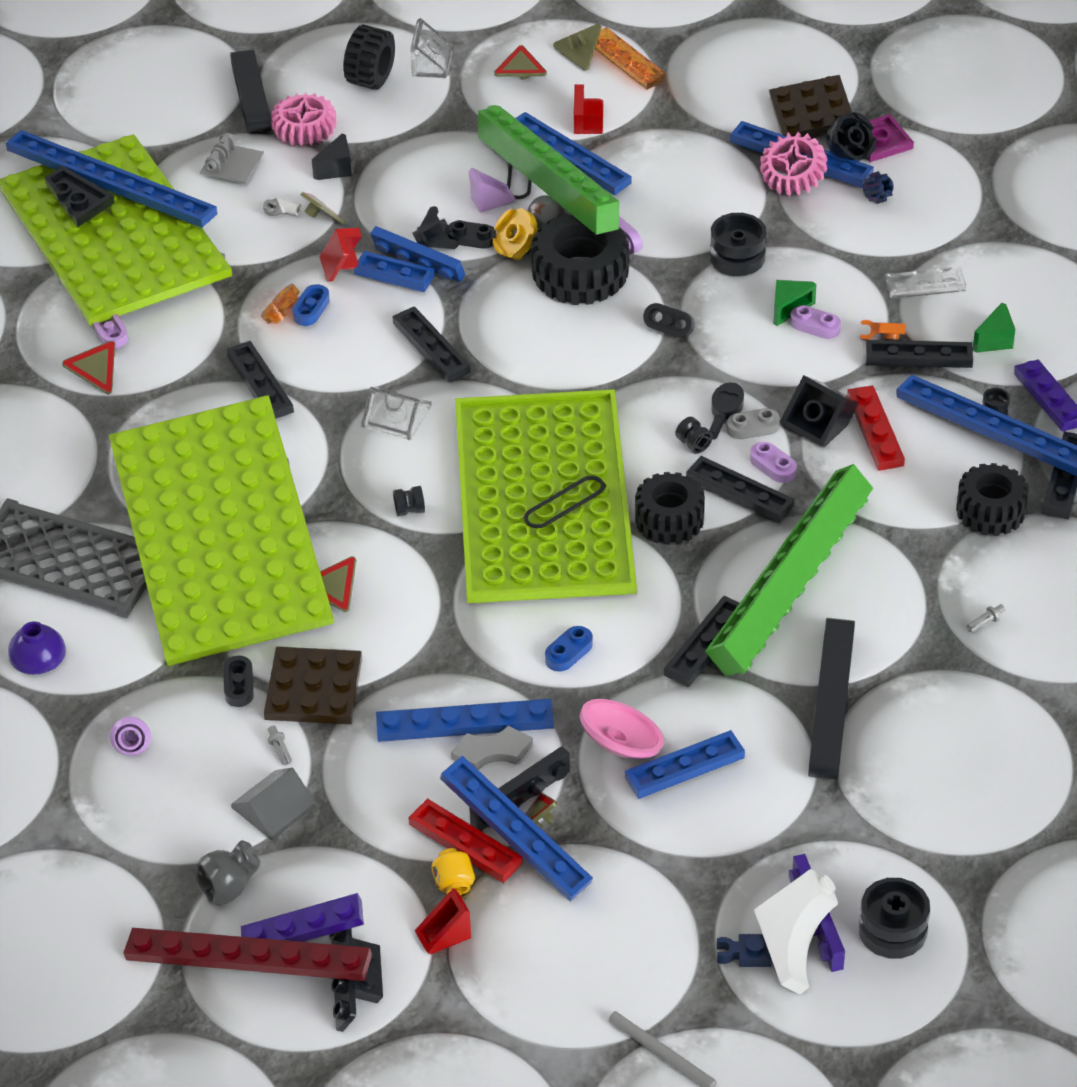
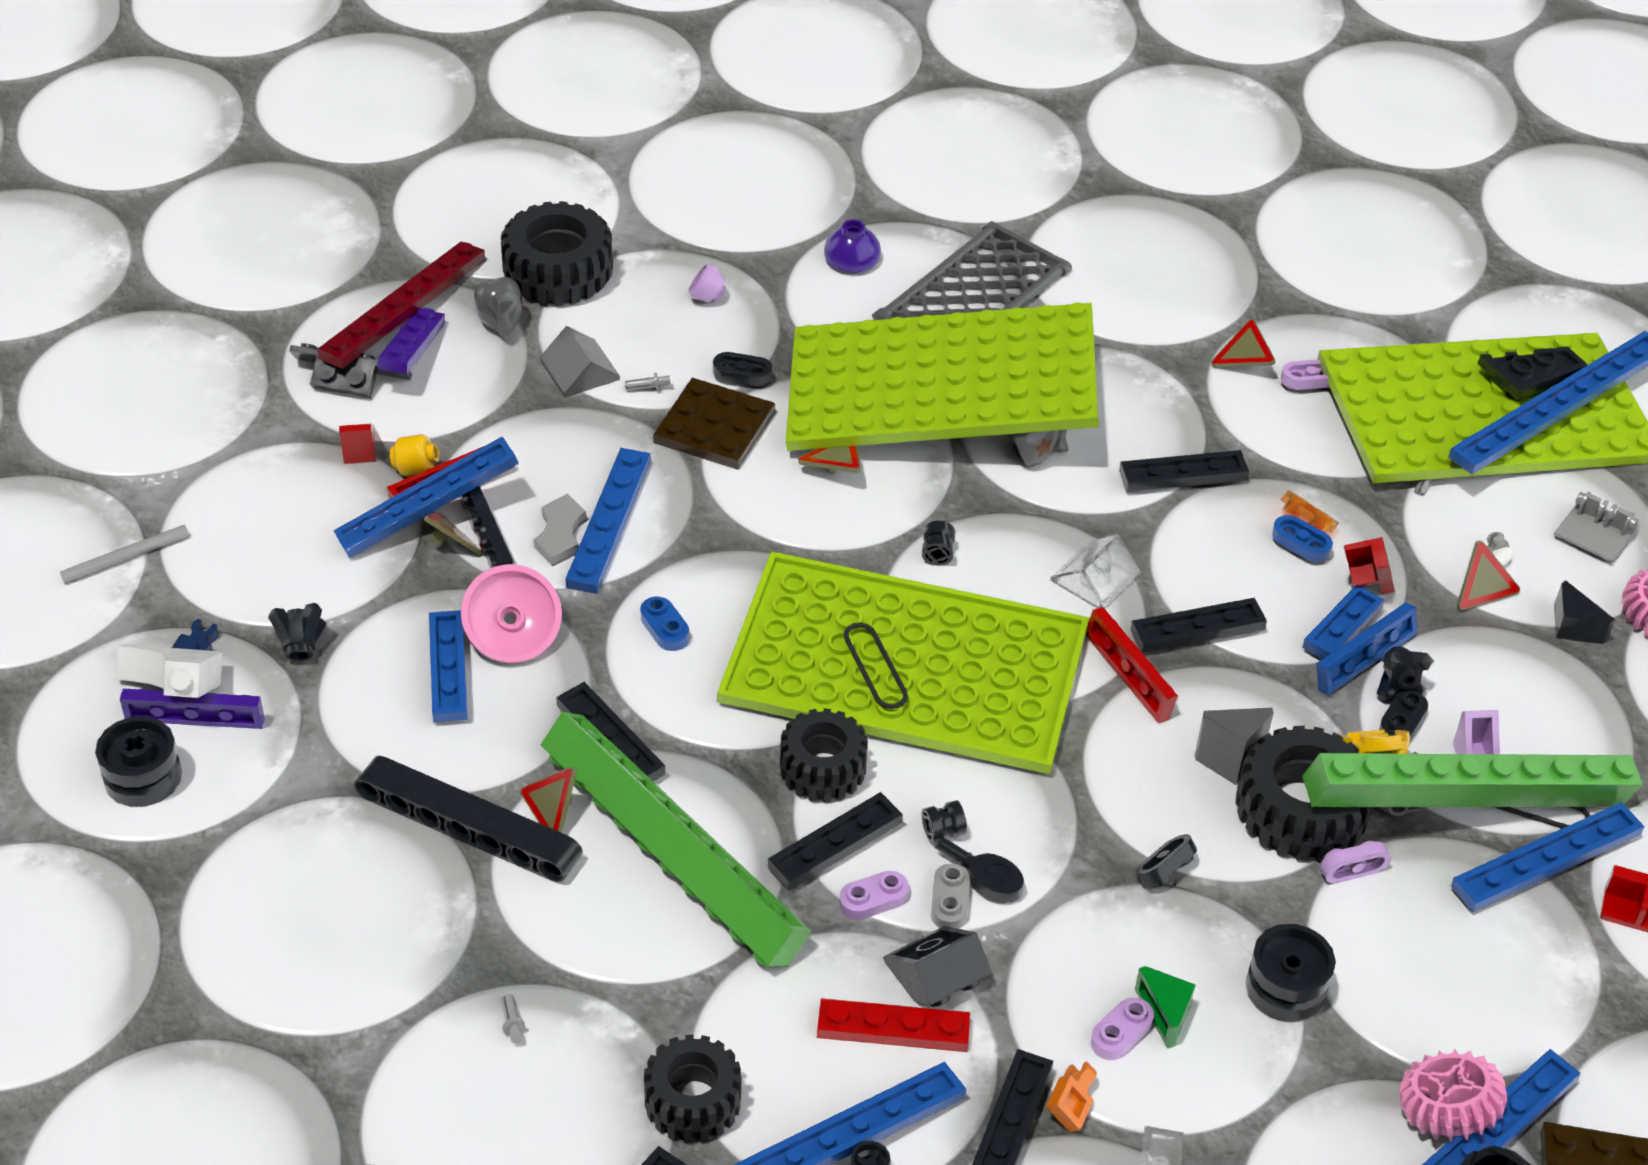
camera: 105 degrees right, 0 degrees up
(136, 883) = (580, 247): none -> black tyre
(493, 367) = (1131, 665): none -> red plate
(553, 293) = (1228, 736): none -> dark grey slope
(702, 870) = (298, 630): none -> black rock
(792, 650) = (551, 798): none -> piece

